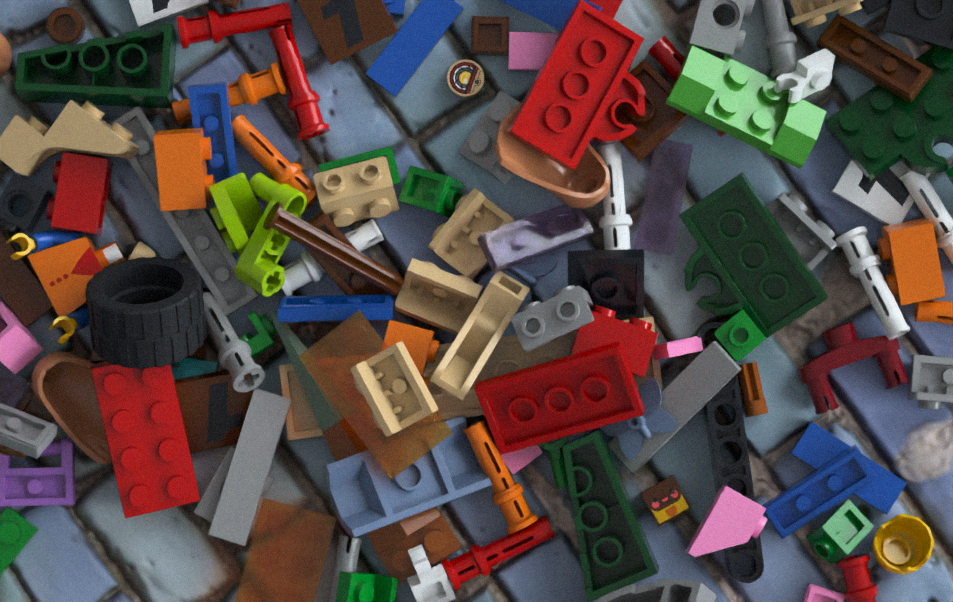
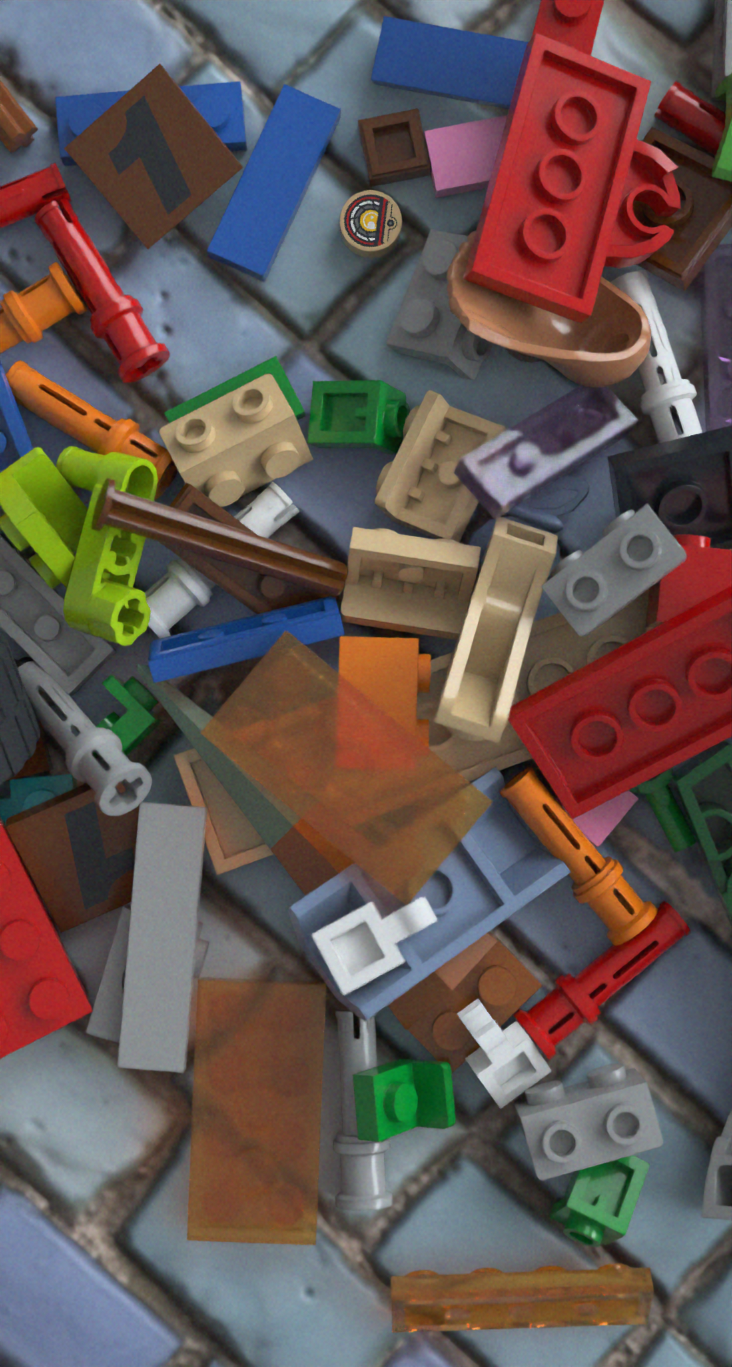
camera: 15 degrees left, 0 degrees up
(363, 496) = (365, 944): none -> white plate
(393, 389) = (377, 751): tan bracket -> none

